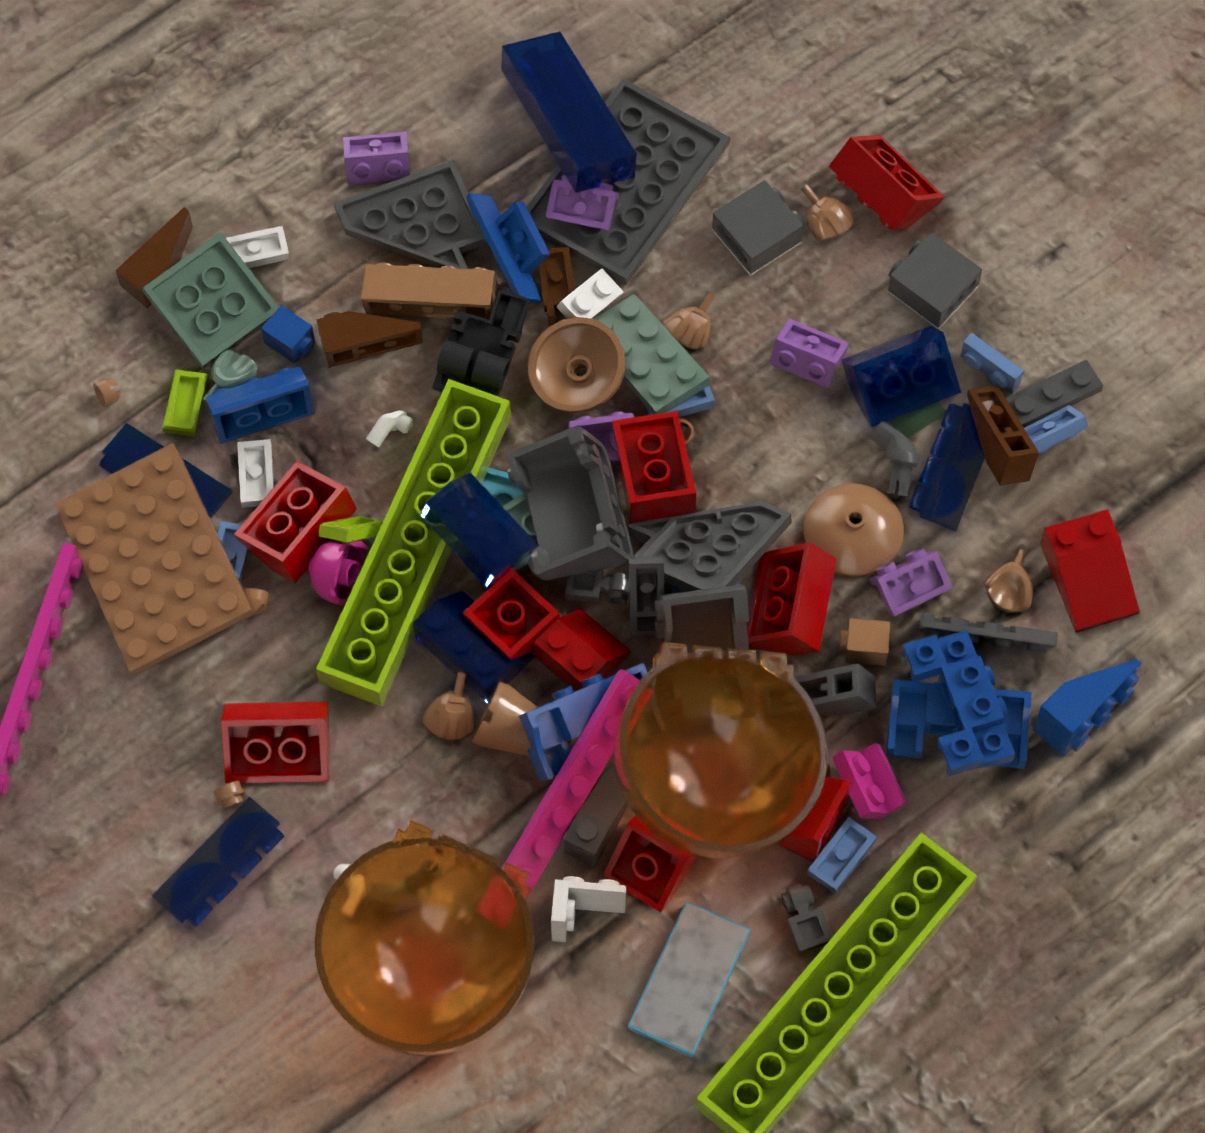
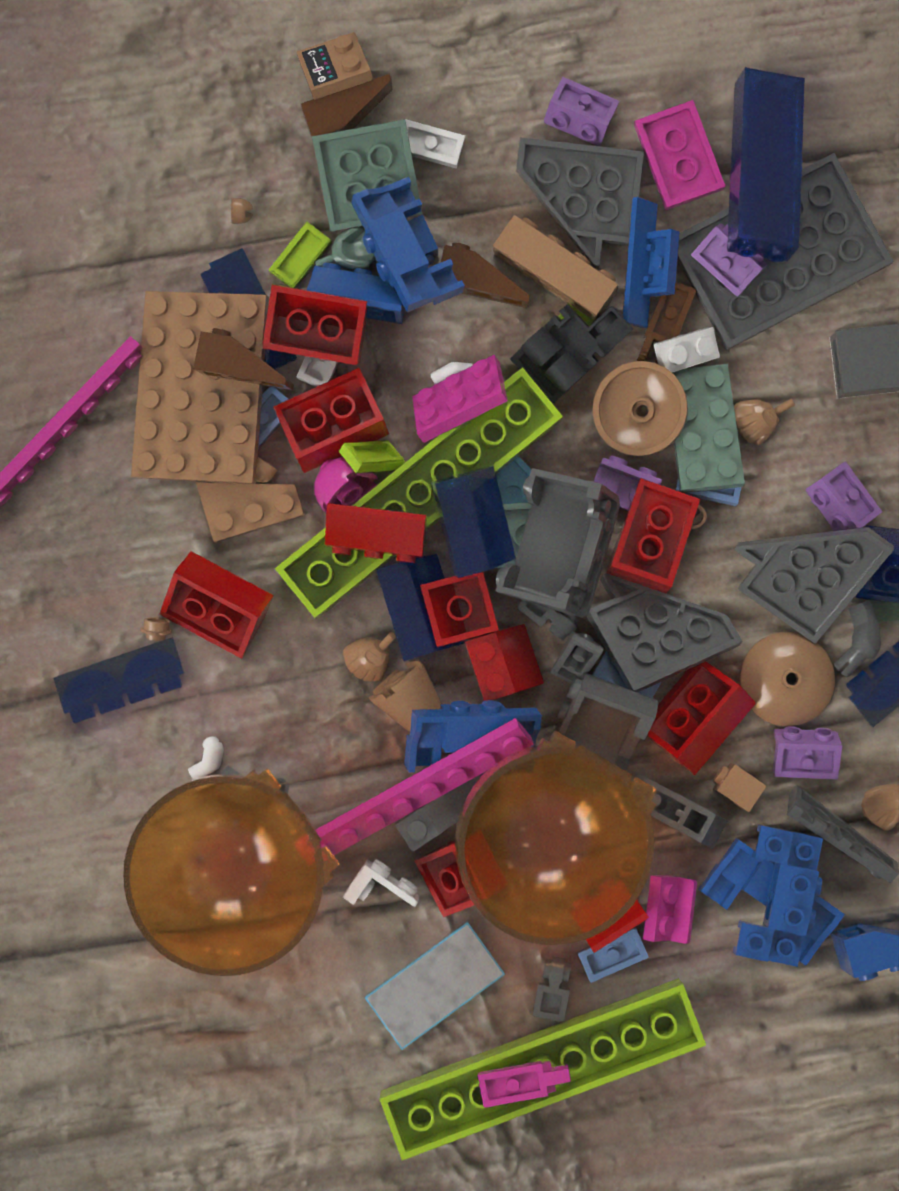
camera: 30 degrees right, 20 degrees up
(128, 227) = (334, 65): none -> medium nougat plate
(174, 507) = (229, 359): none -> reddish brown slope
(235, 438) = (315, 324): none -> red slope
(257, 643) = (244, 508): none -> medium nougat wing
(278, 338) = (397, 249): none -> blue bracket
(393, 575) = (375, 532): none -> red slope
(404, 436) = (459, 398): none -> dark pink plate
(486, 148) = (679, 155): none -> dark pink plate
(818, 422) = (811, 575): none -> dark grey wing
(821, 1000) = (521, 1082): none -> dark pink hinge

